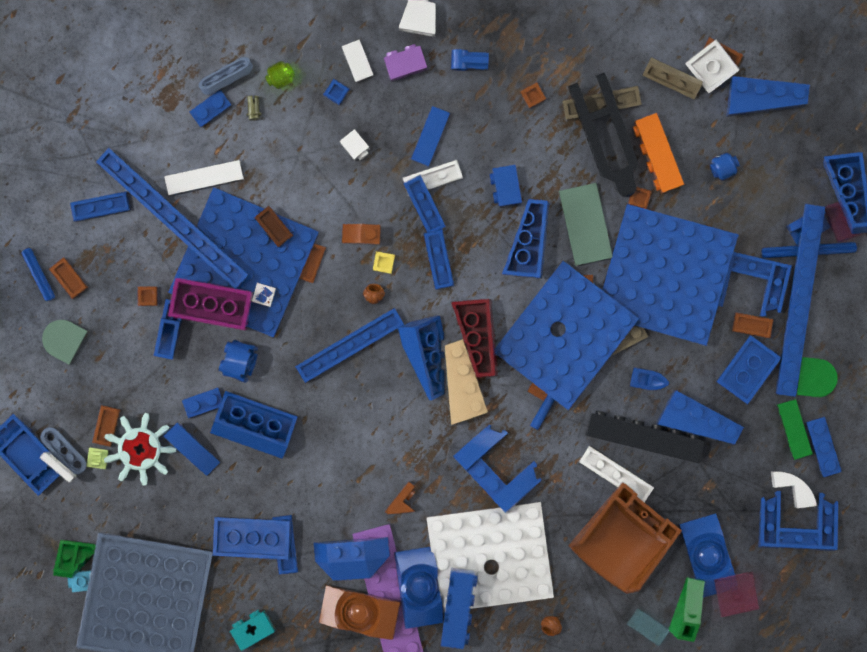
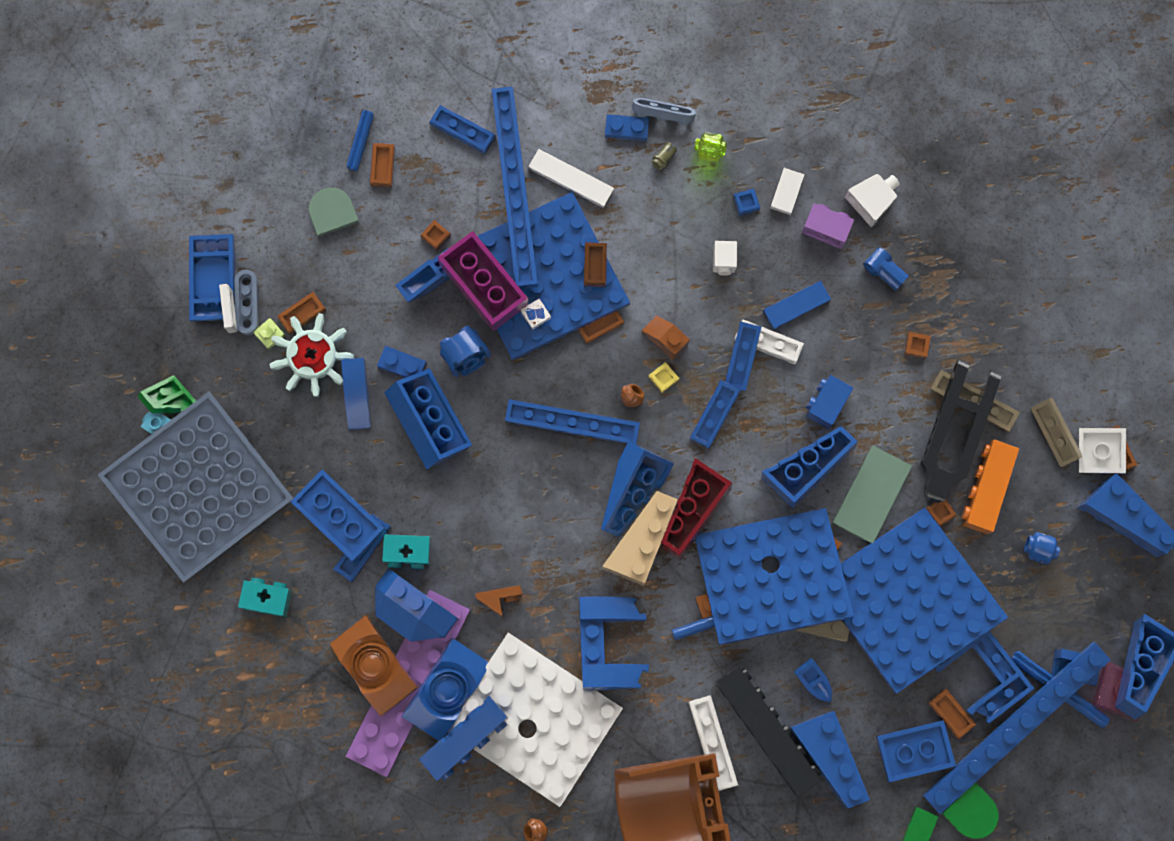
camera: 35 degrees right, 10 degrees down
(322, 512) = (417, 544): none -> teal brick

